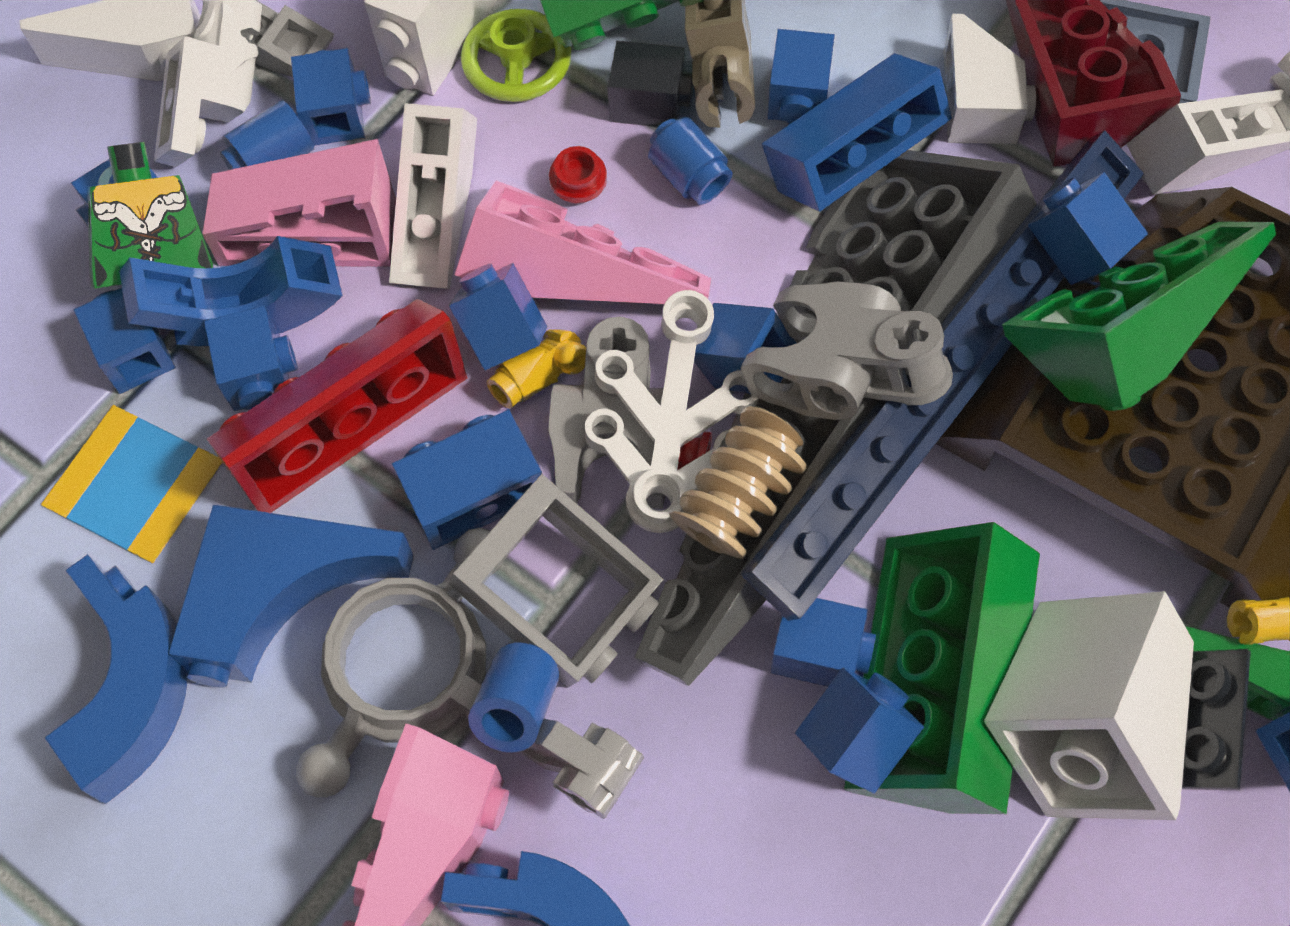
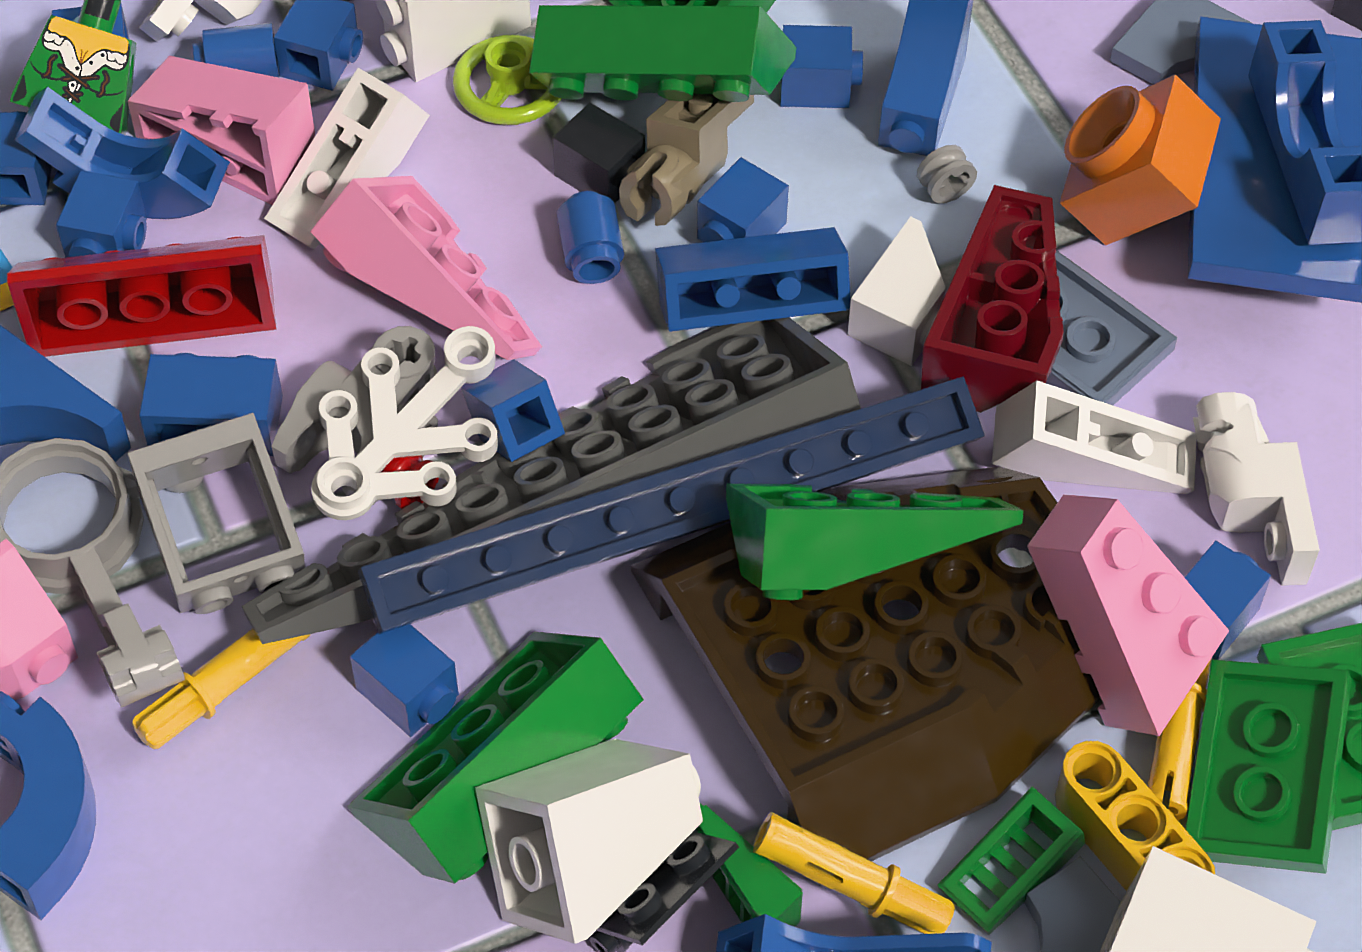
camera: 25 degrees right, 10 degrees down
(497, 314) = (323, 279): blue brick -> none
(514, 697) = (111, 572): blue brick -> none
(537, 368) = (323, 342): yellow arm -> none
(577, 175) = (486, 204): red plate -> none
(654, 739) = (207, 688): none -> yellow axle
(739, 482) = (410, 502): tan piece -> none
(849, 353) = (584, 440): light grey piece -> none
(860, 728) = (379, 751): blue brick -> none
(1086, 227) = (870, 443): blue brick -> none

